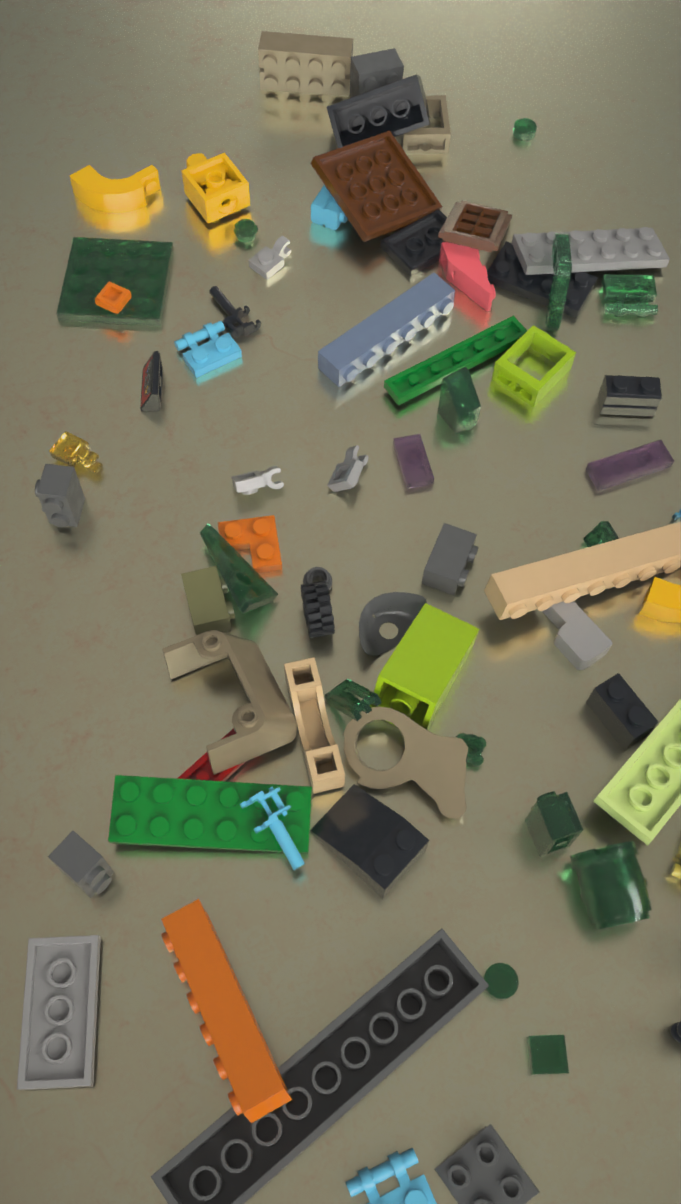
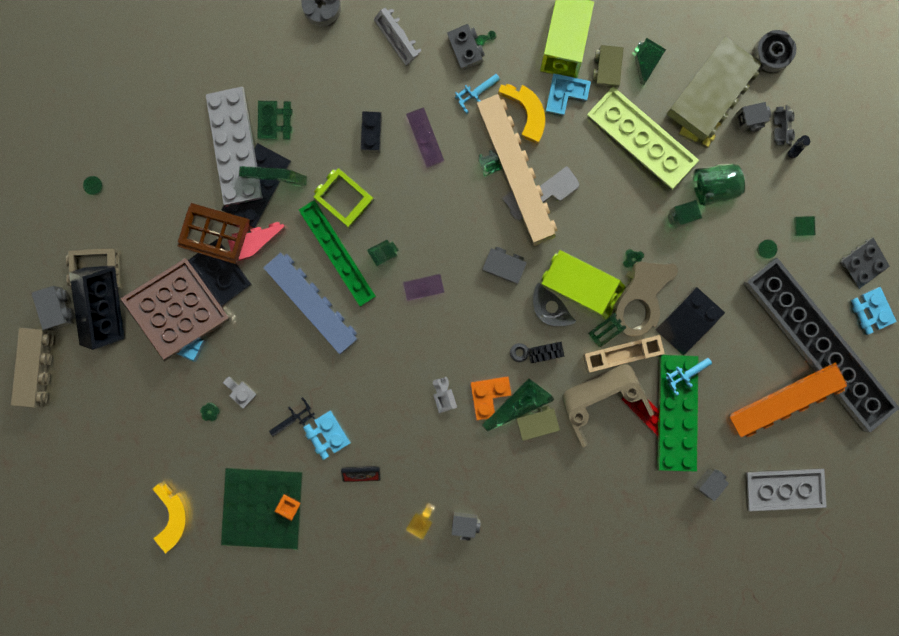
camera: 85 degrees left, 25 degrees up
(215, 182) = (170, 438): yellow brick -> none
(347, 473) = (437, 333): light grey plate -> none
(622, 711) = (611, 165): black brick -> none

